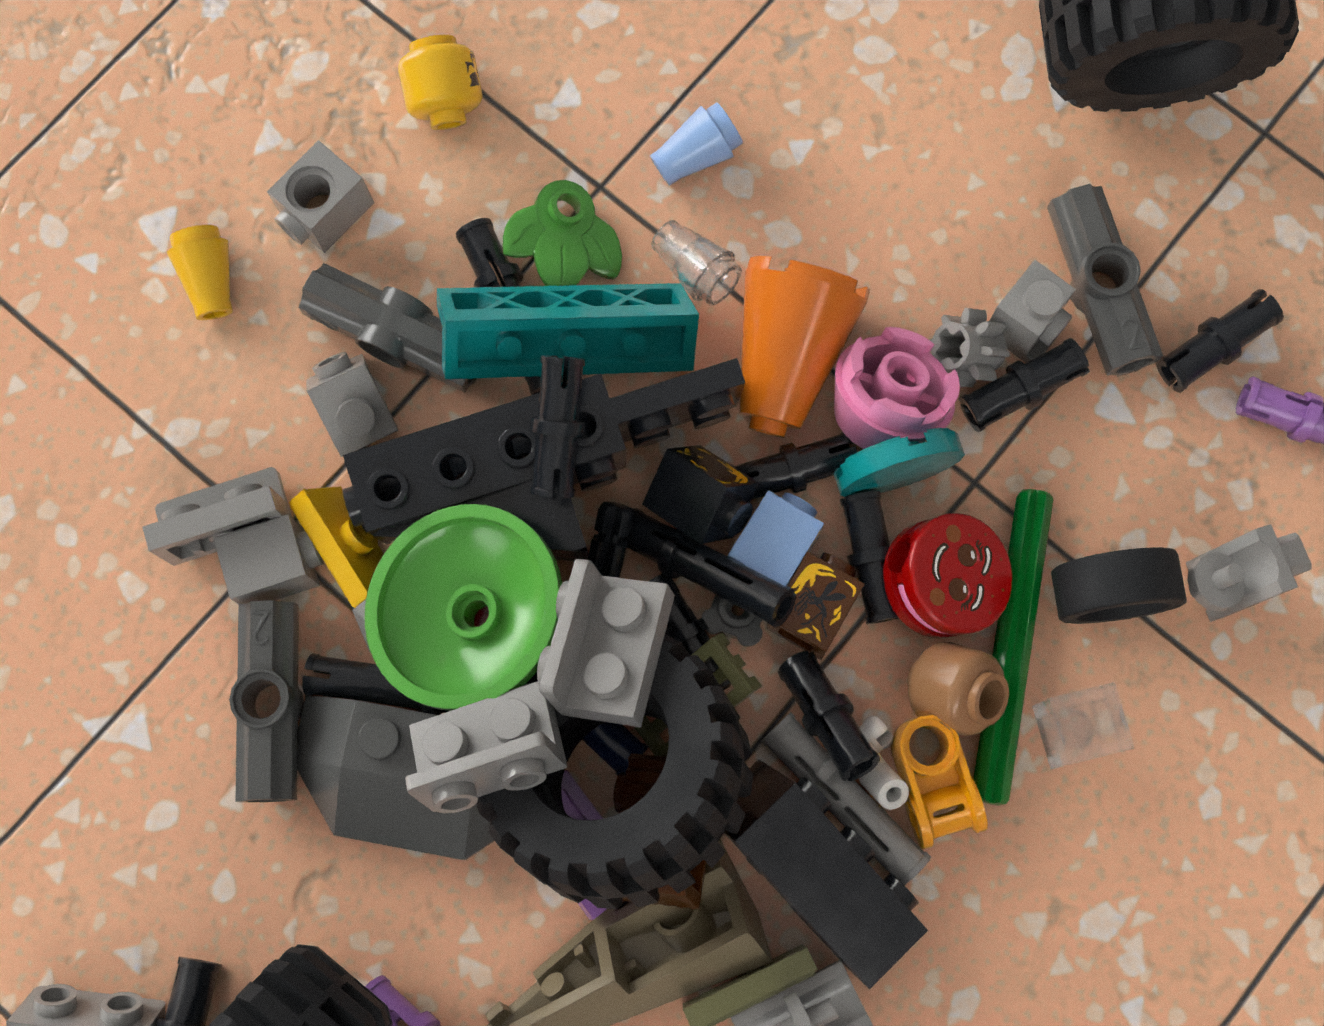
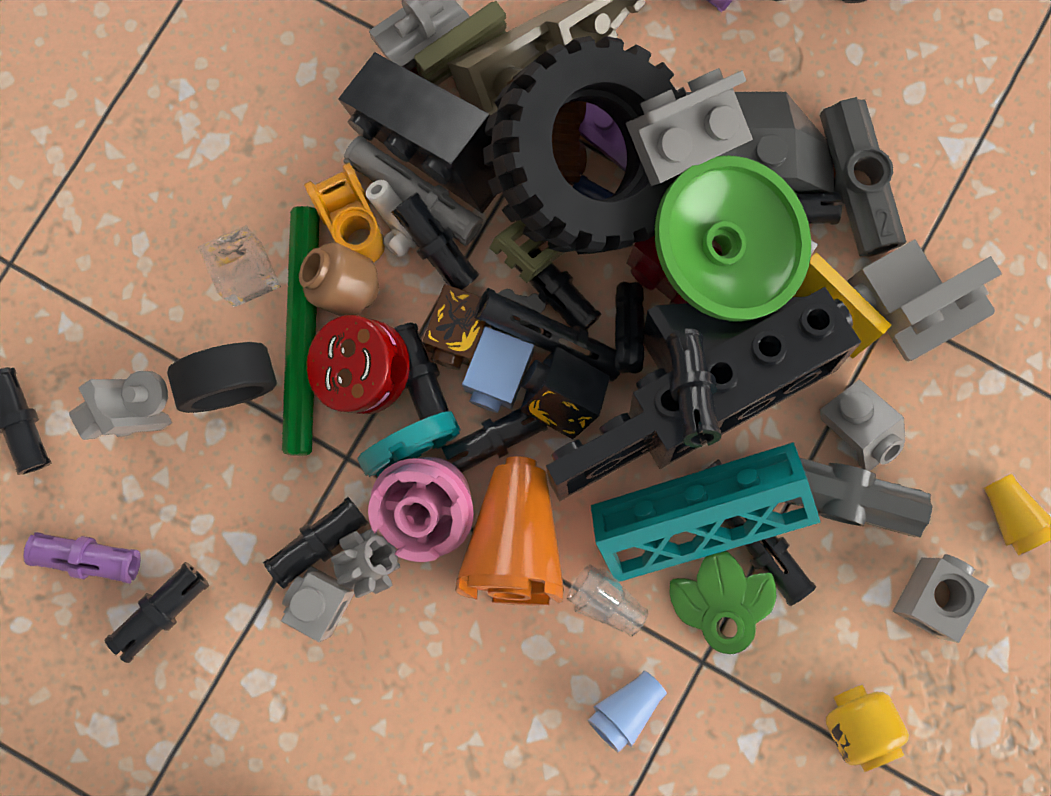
camera: 165 degrees right, 5 degrees up
(604, 646) = (616, 217): light grey bracket -> none
(1114, 315) = (272, 682): dark grey piece -> none

